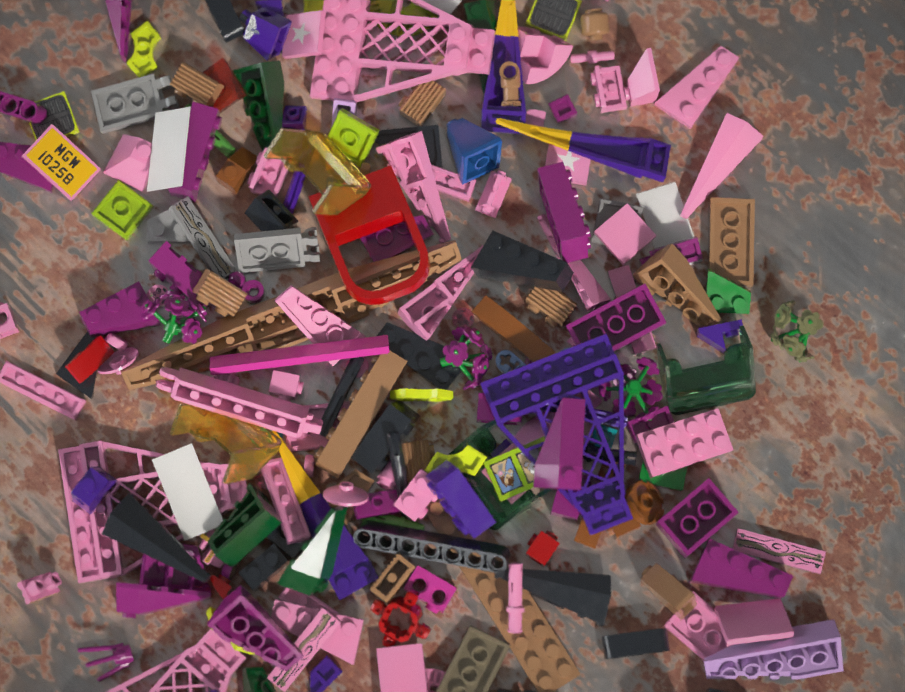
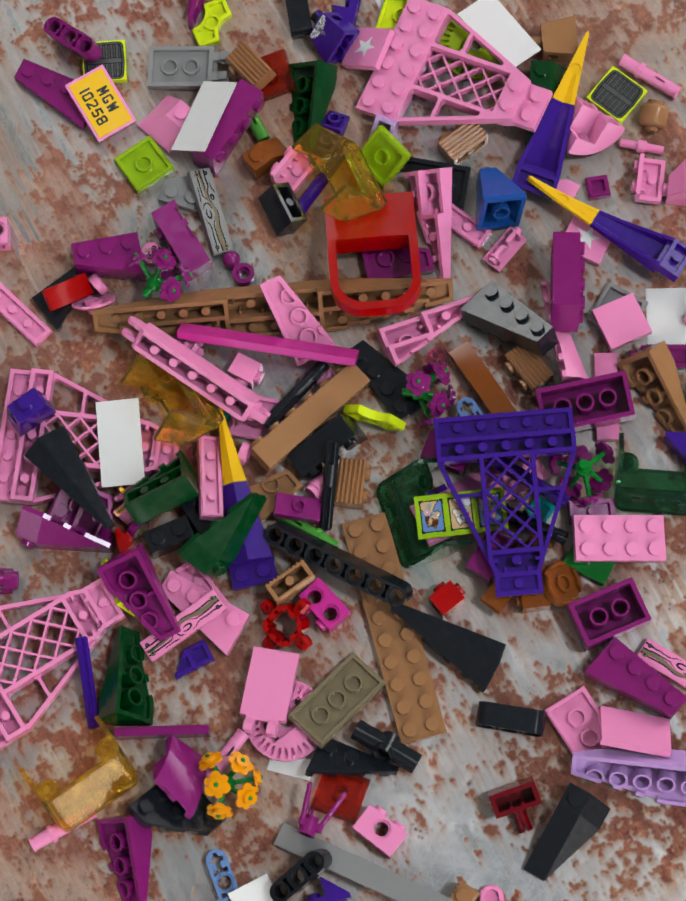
camera: 25 degrees right, 5 degrees down
(220, 293) = (209, 264): medium nougat brick -> none
(276, 249) = (277, 240): light grey tile -> none
(345, 495) = (269, 487): bright pink dish -> none
(415, 497) = (340, 510): bright pink bracket -> none
(459, 499) = (377, 523): dark purple brick -> none
(466, 461) = (397, 491): neon yellow tile -> none
(510, 86) = (551, 148): medium nougat connector -> none
(515, 598) = (404, 636): bright pink pin -> none
(562, 451) = (492, 506): magenta wedge -> none
(669, 591) = (559, 676): medium nougat slope -> none

